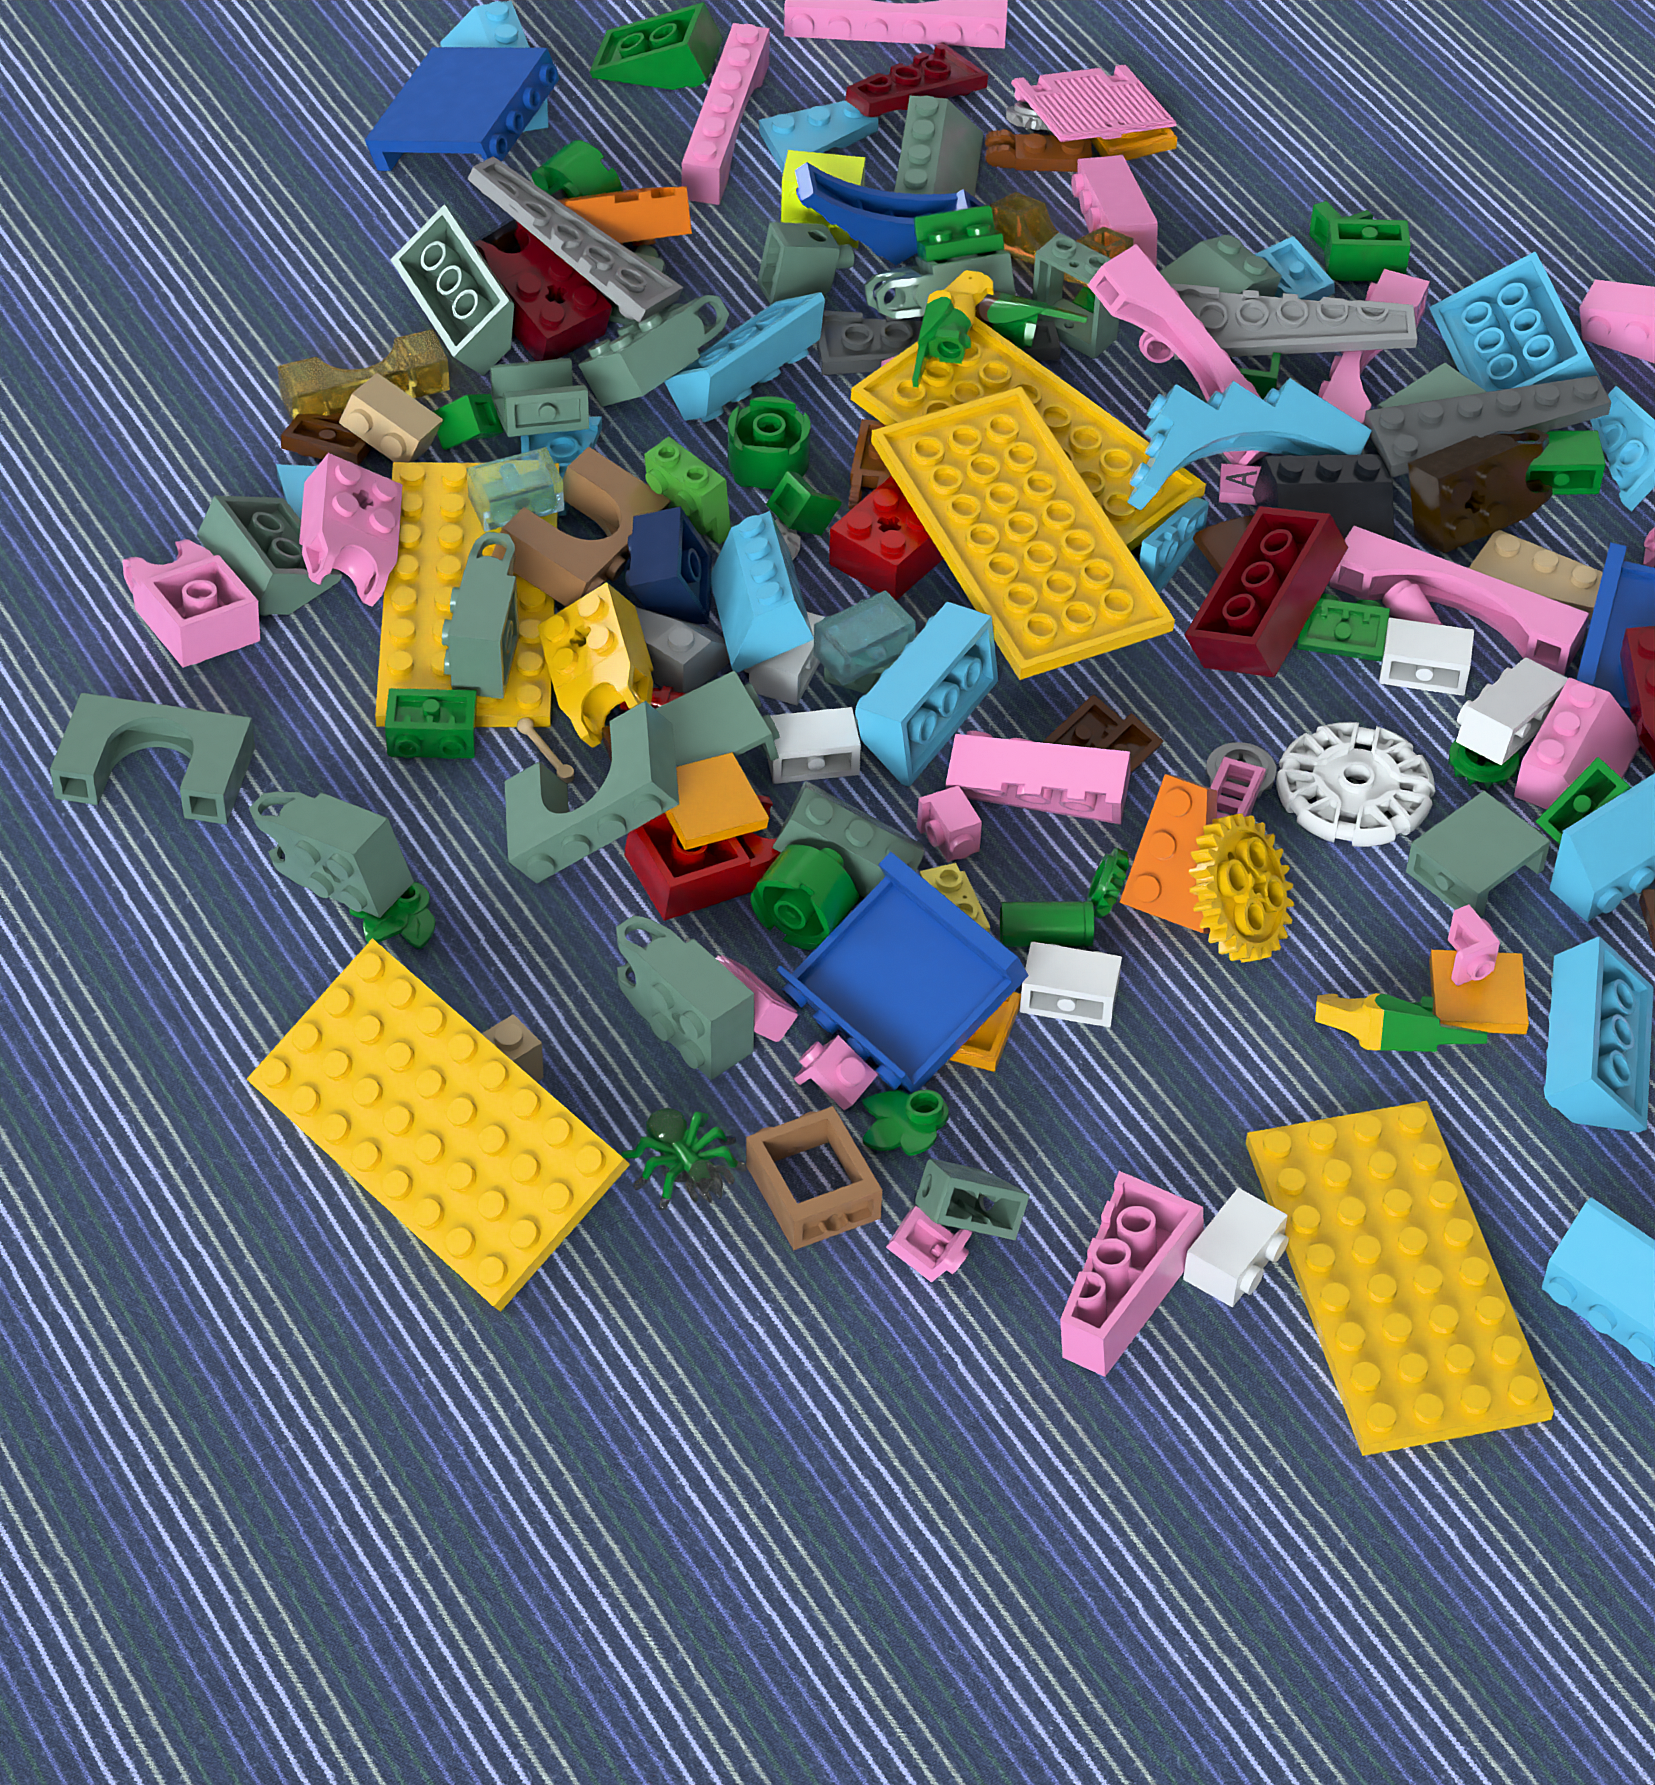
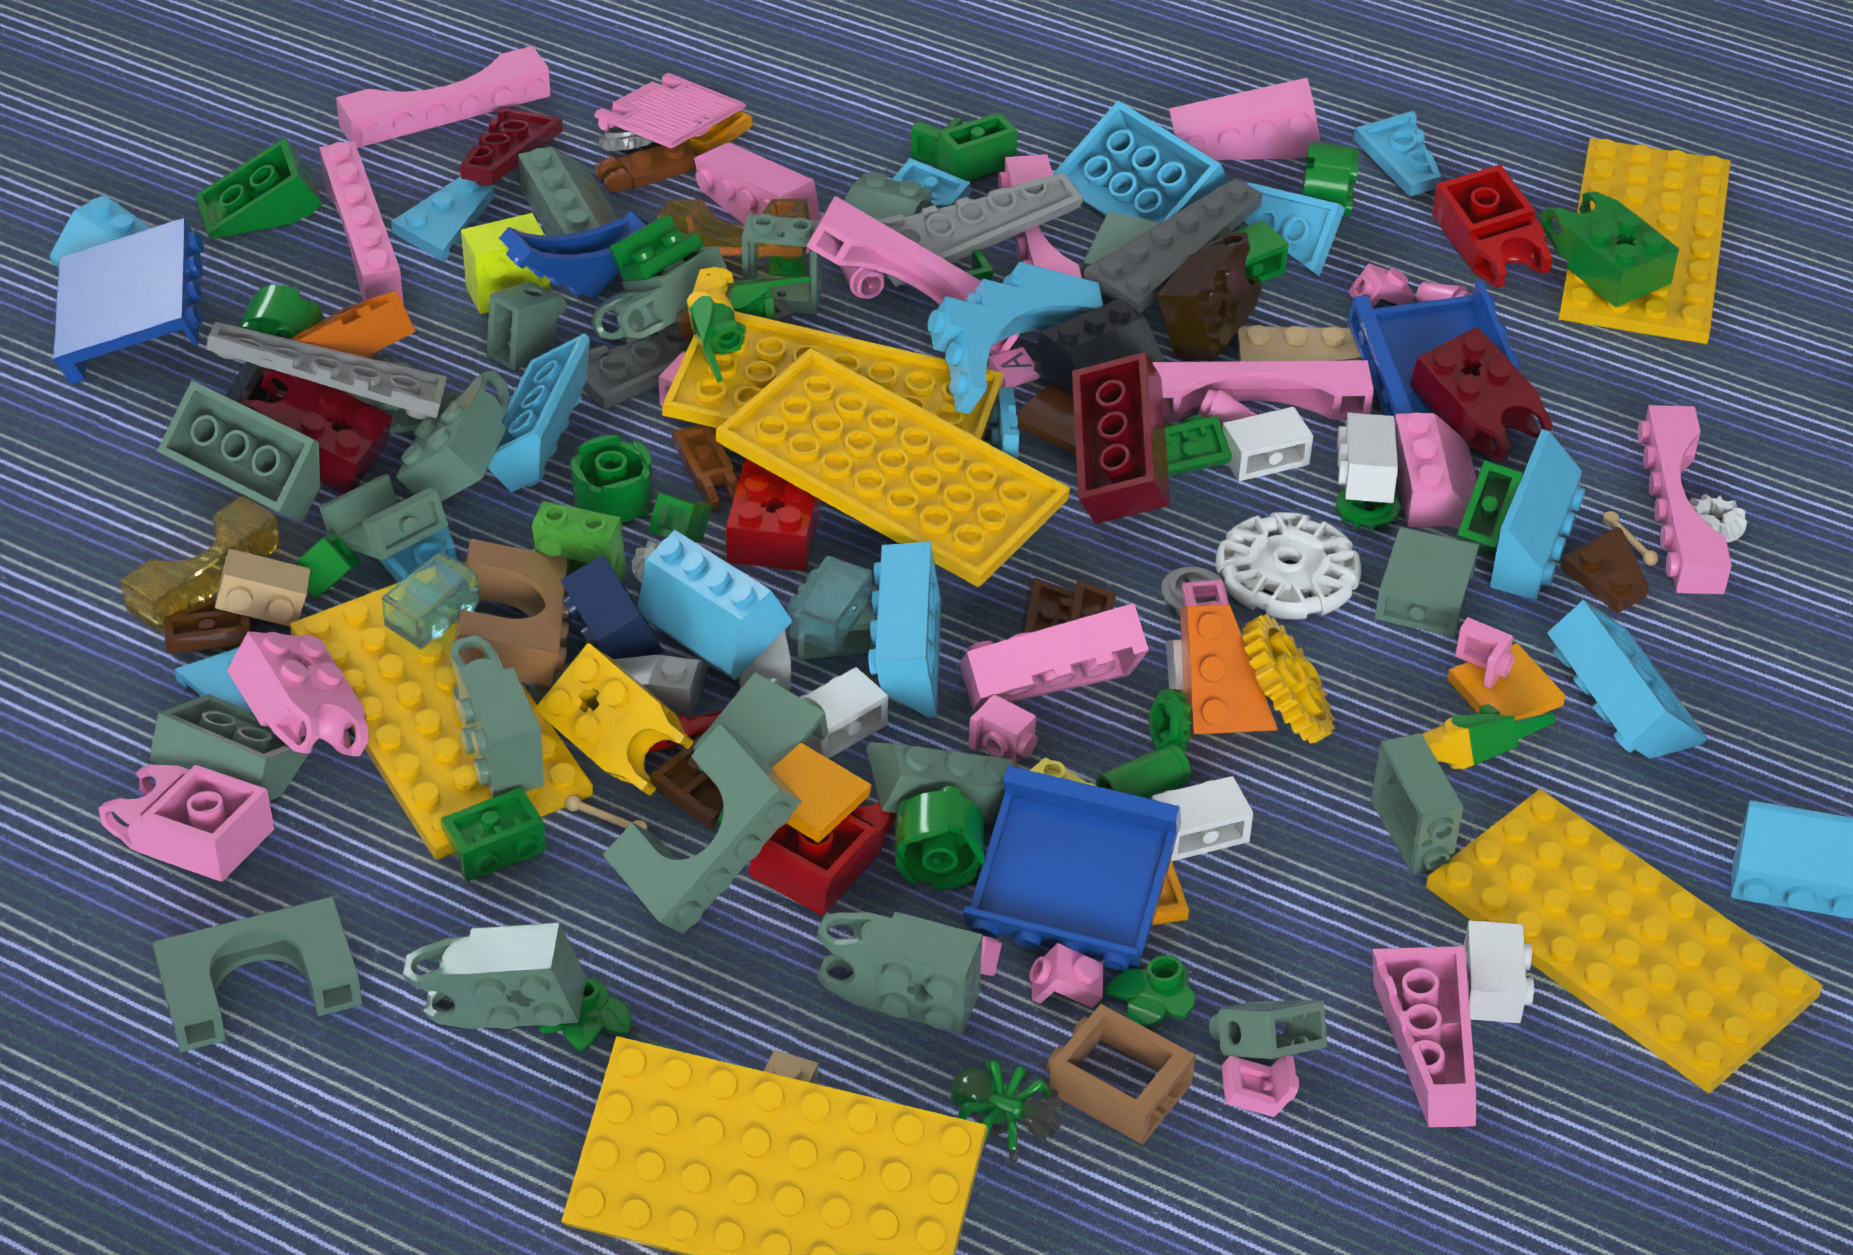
camera: 30 degrees left, 5 degrees down
(1277, 1057) = (1417, 803): none -> sand green window

